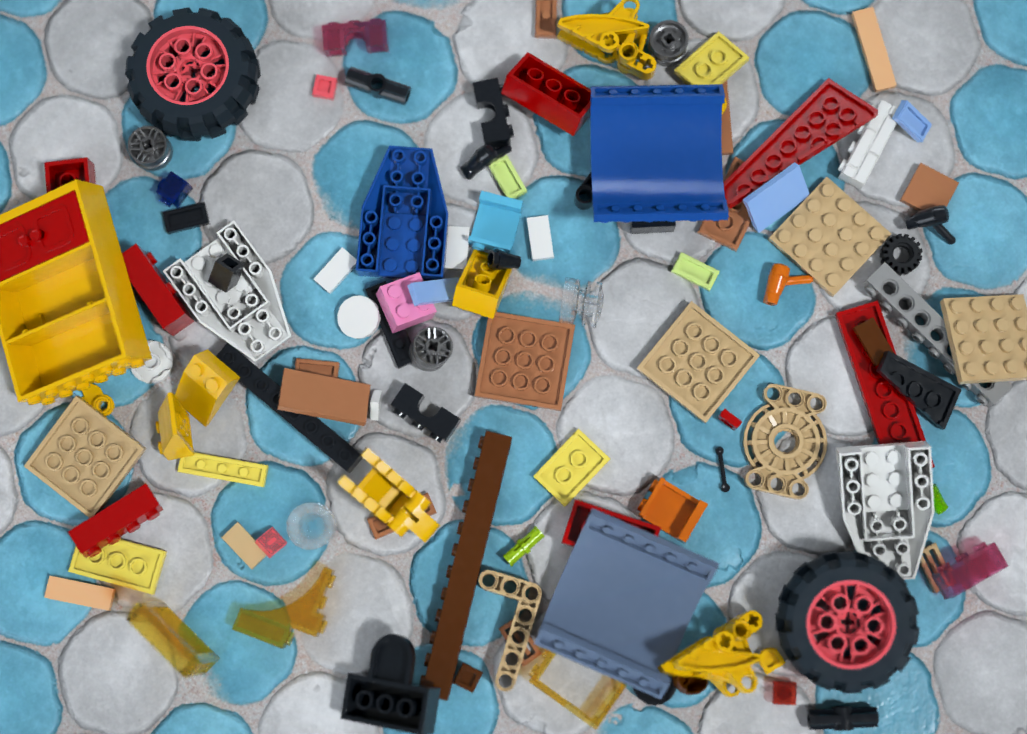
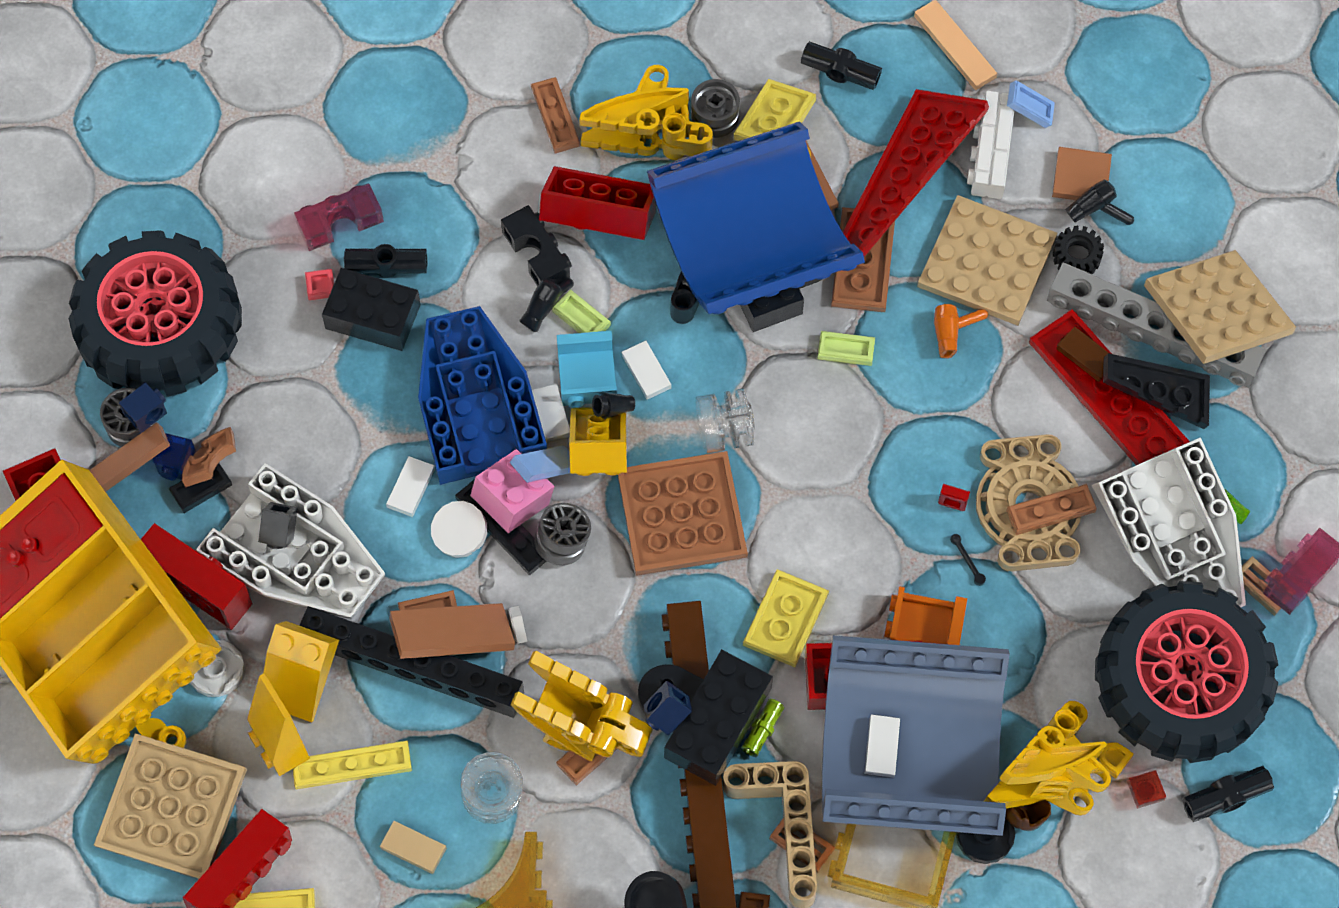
camera: 25 degrees left, 15 degrees down
(140, 180) = (130, 457): none -> nougat tile
(158, 148) = (143, 407): none -> dark blue brick
(204, 193) = (213, 450): none -> nougat tile
(271, 542) = (445, 830): coral tile -> none
(353, 121) = (371, 309): none -> black brick
(440, 425) = (605, 621): black arch -> none
(453, 518) = (667, 708): none -> dark blue brick
(483, 526) = (720, 714): none -> black brick
(600, 597) = (882, 746): none -> white tile
(698, 362) = (890, 446): tan plate -> none
(776, 197) = (909, 233): light blue tile -> none
(778, 38) = (841, 65): none -> black piece
(798, 455) = (1051, 509): none -> nougat tile

